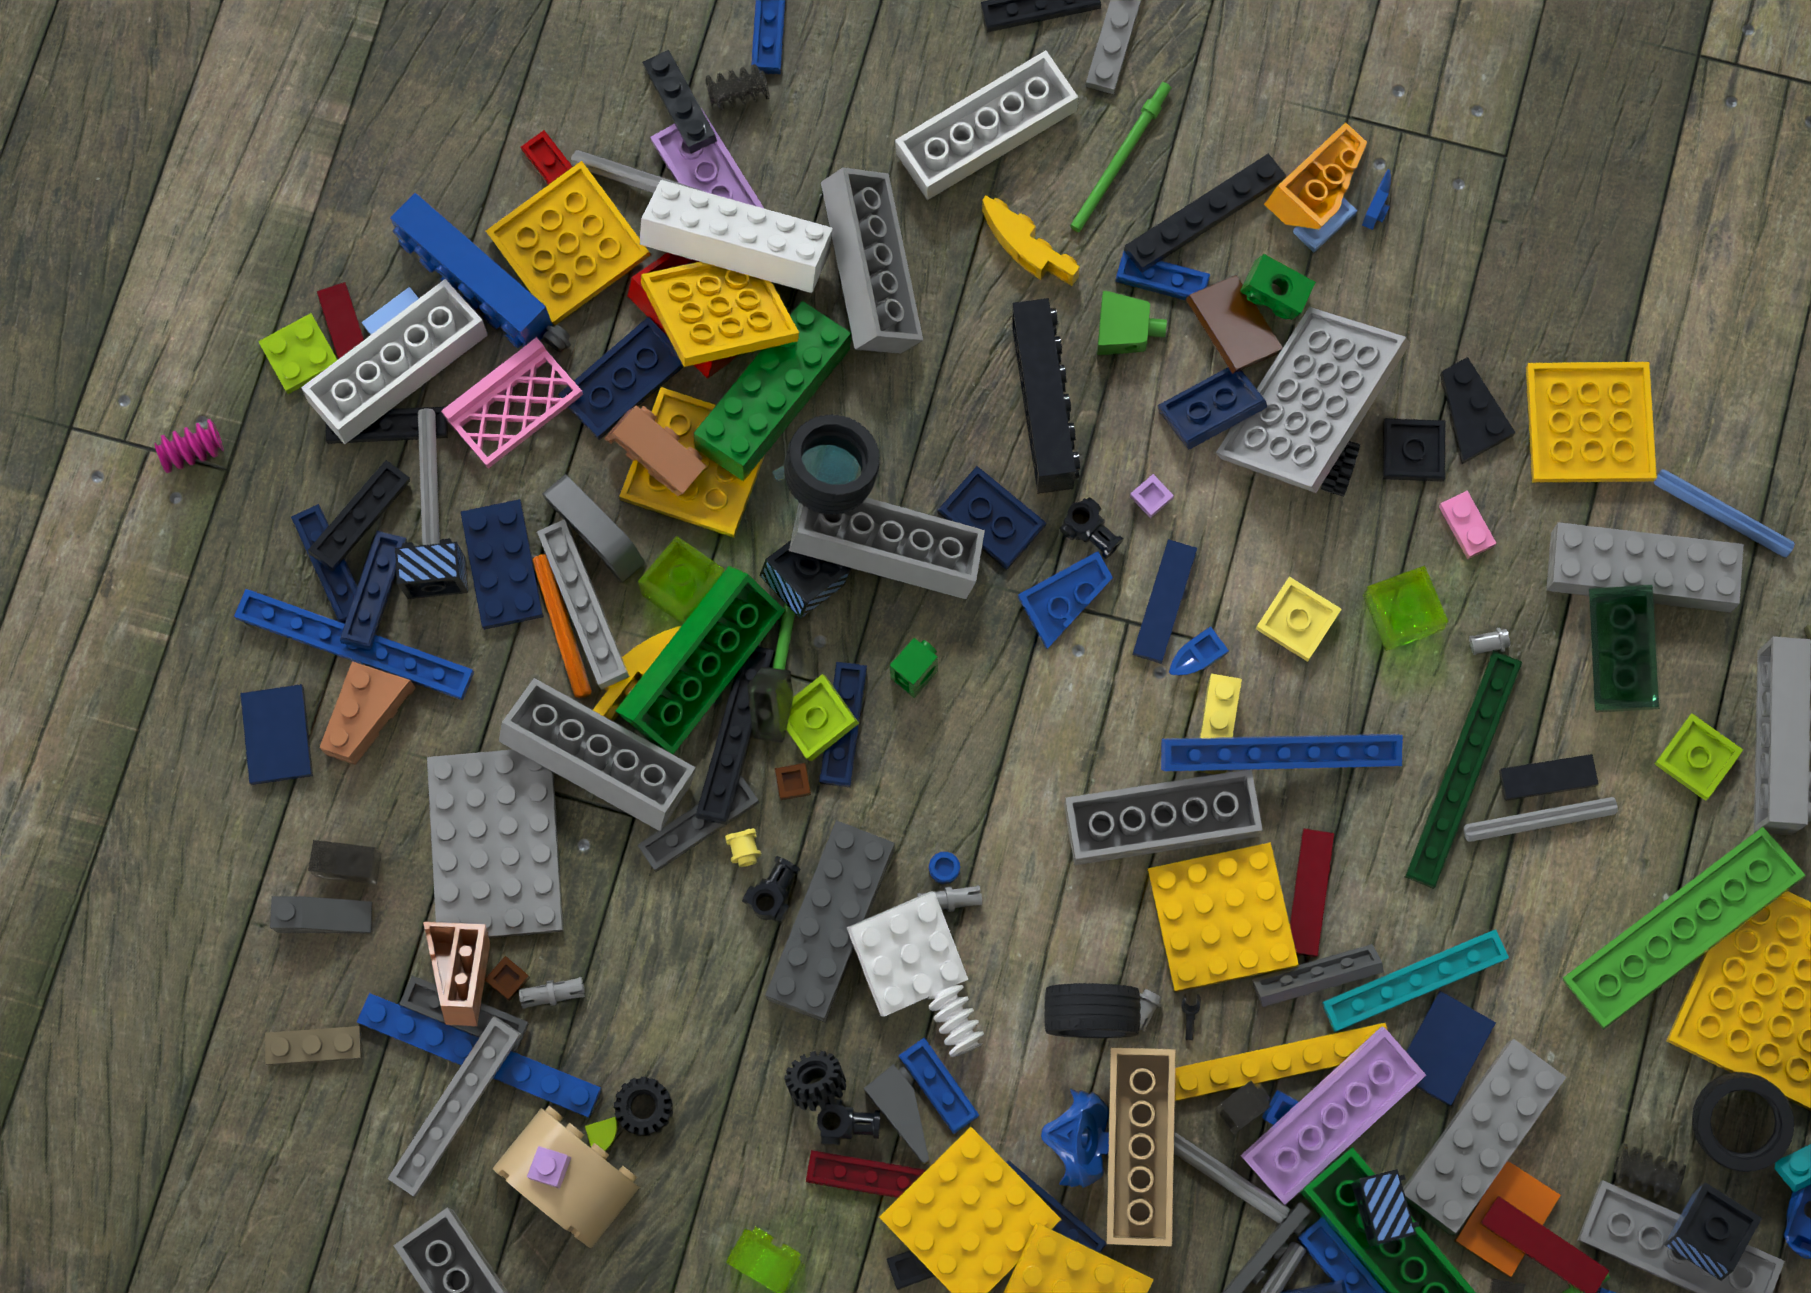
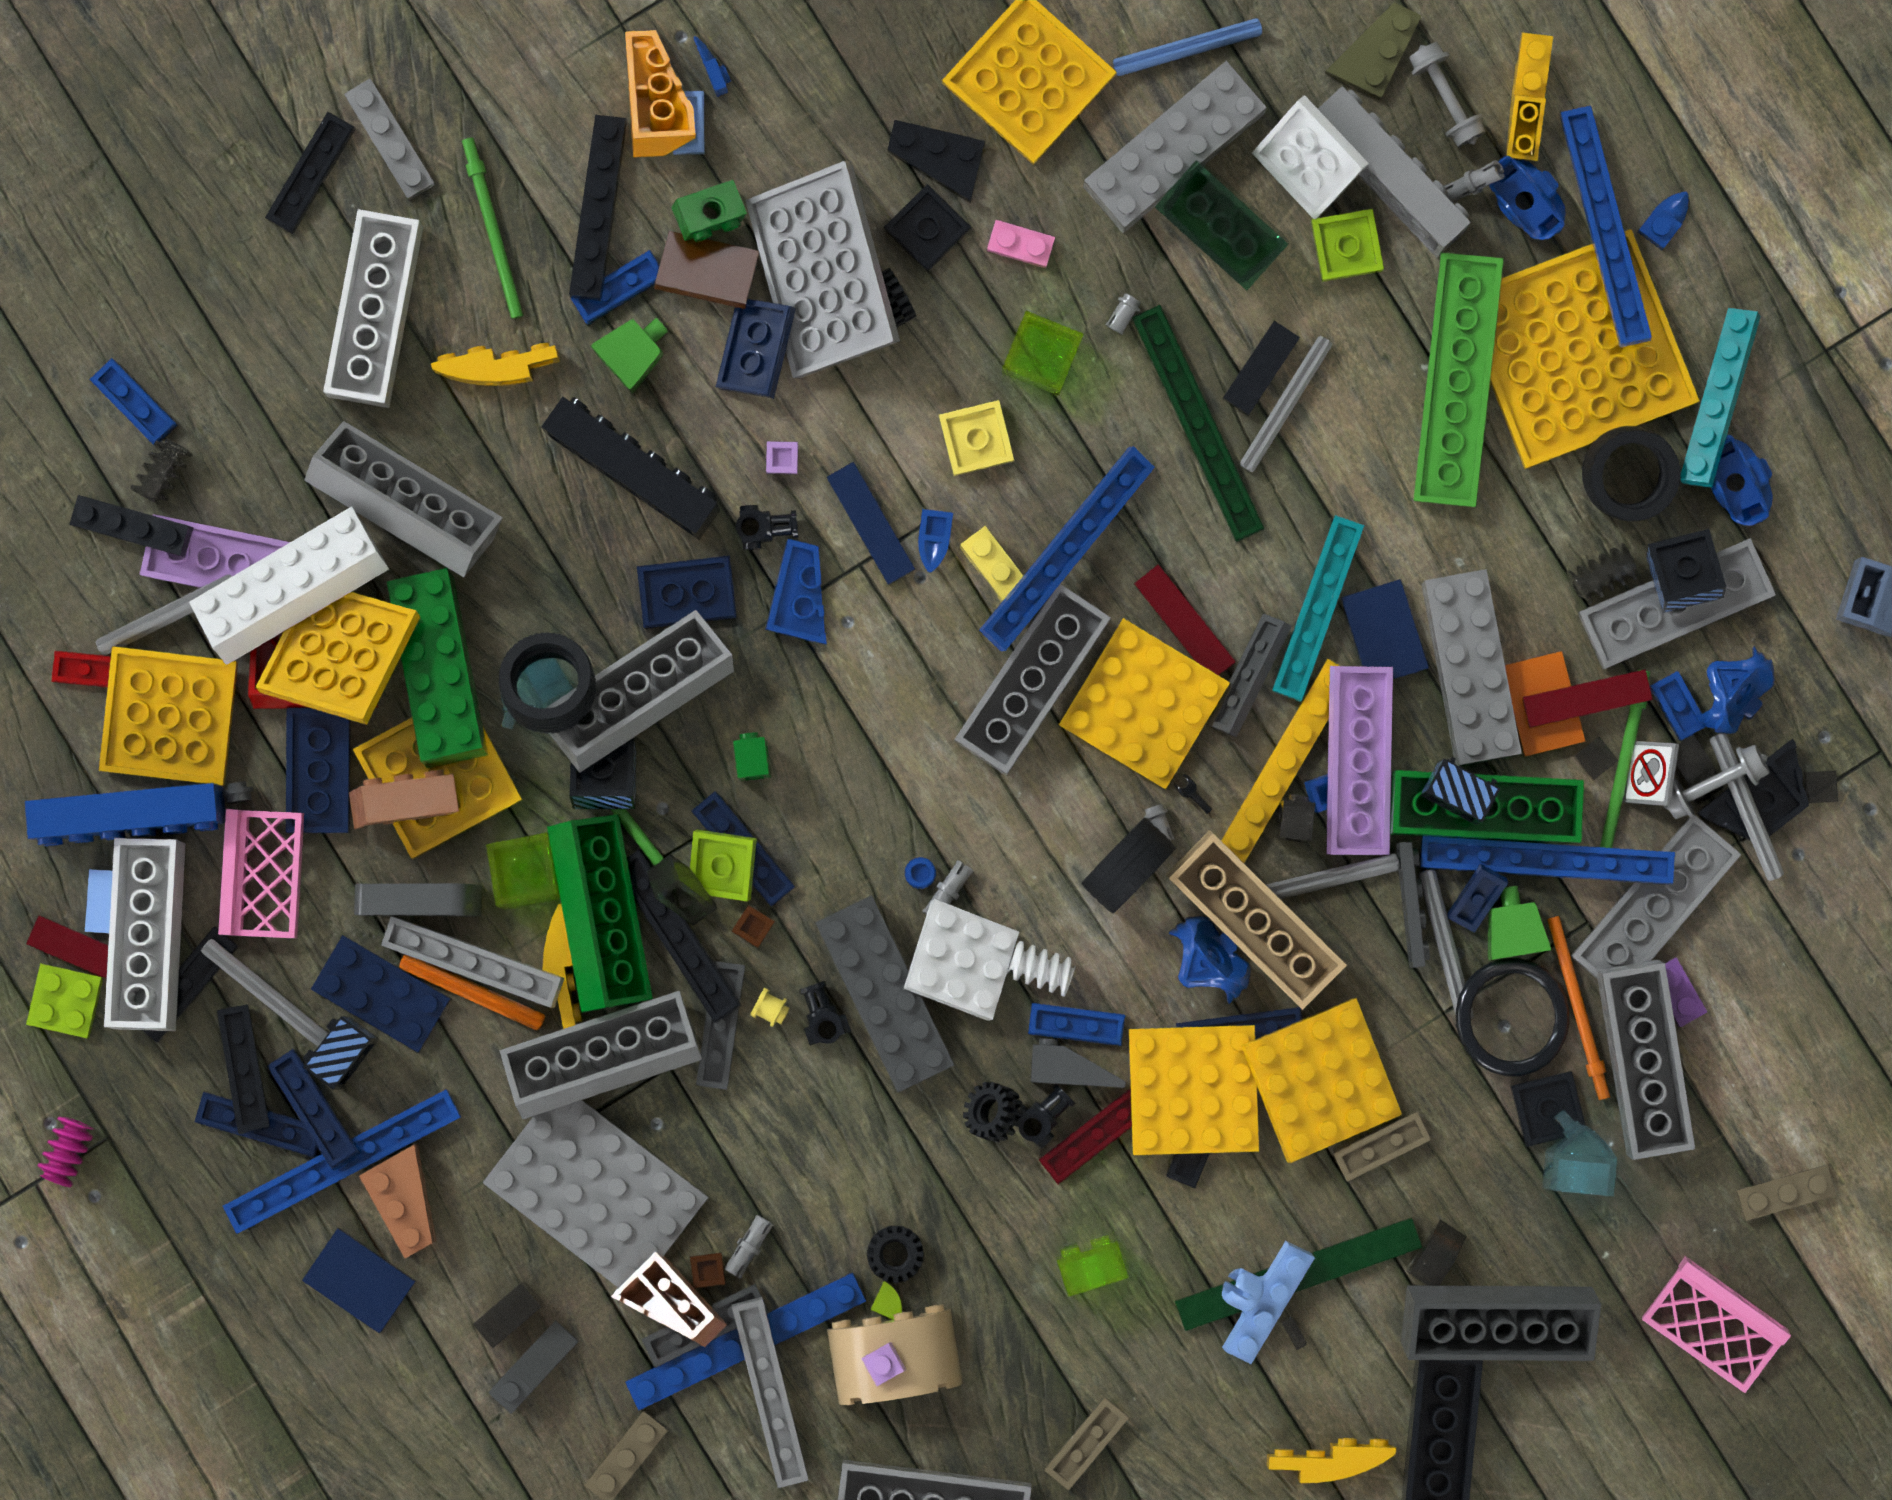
camera: 50 degrees left, 10 degrees up
(1735, 667) = (1310, 157): none -> white plate

